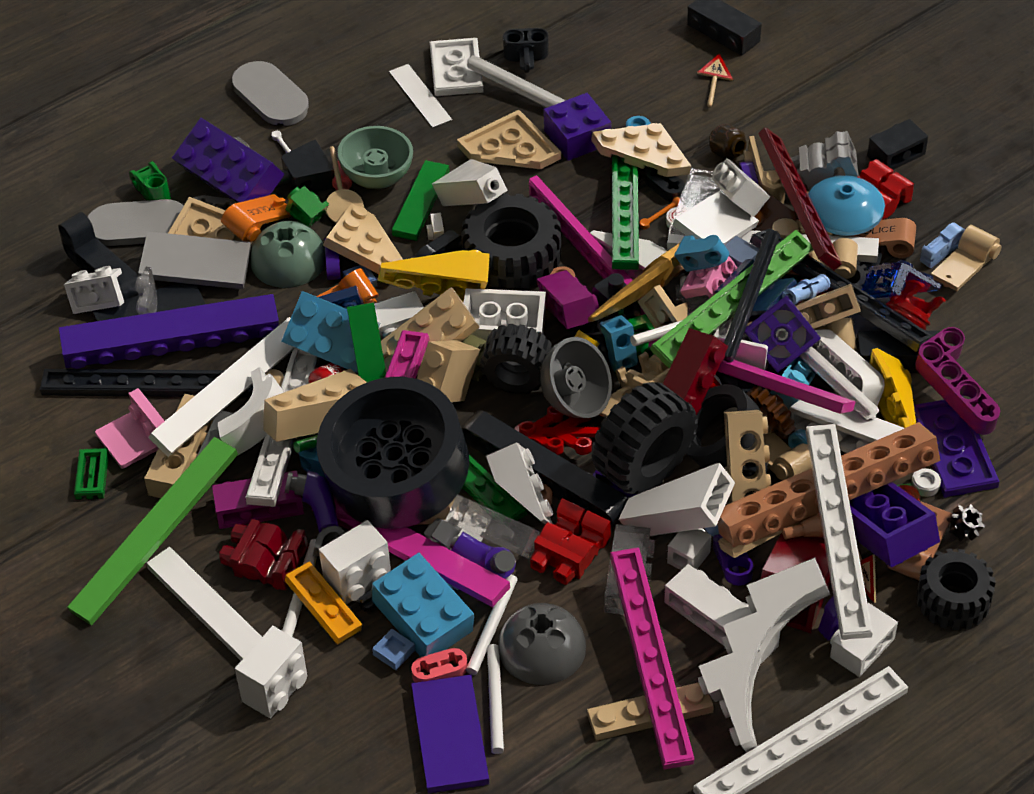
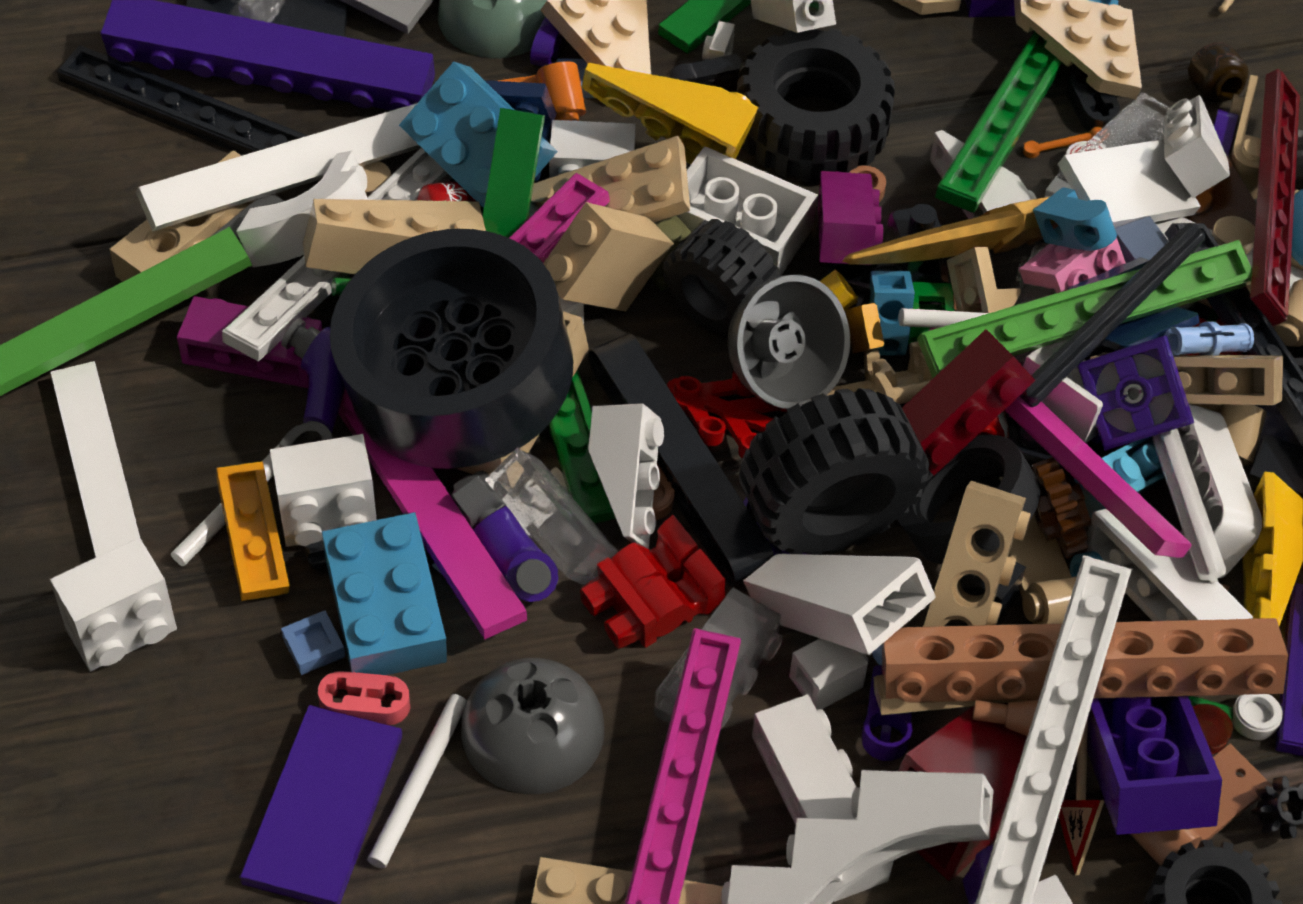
camera: 20 degrees right, 5 degrees up
(91, 490) = (62, 219): green tile -> none
(128, 435) = (122, 173): bright pink bracket -> none
(264, 552) = (205, 410): dark red hips -> none
(489, 629) = (473, 667): white bar -> none
(576, 232) = (917, 120): dark pink tile -> none
(613, 355) = (864, 328): none -> pearl gold tile

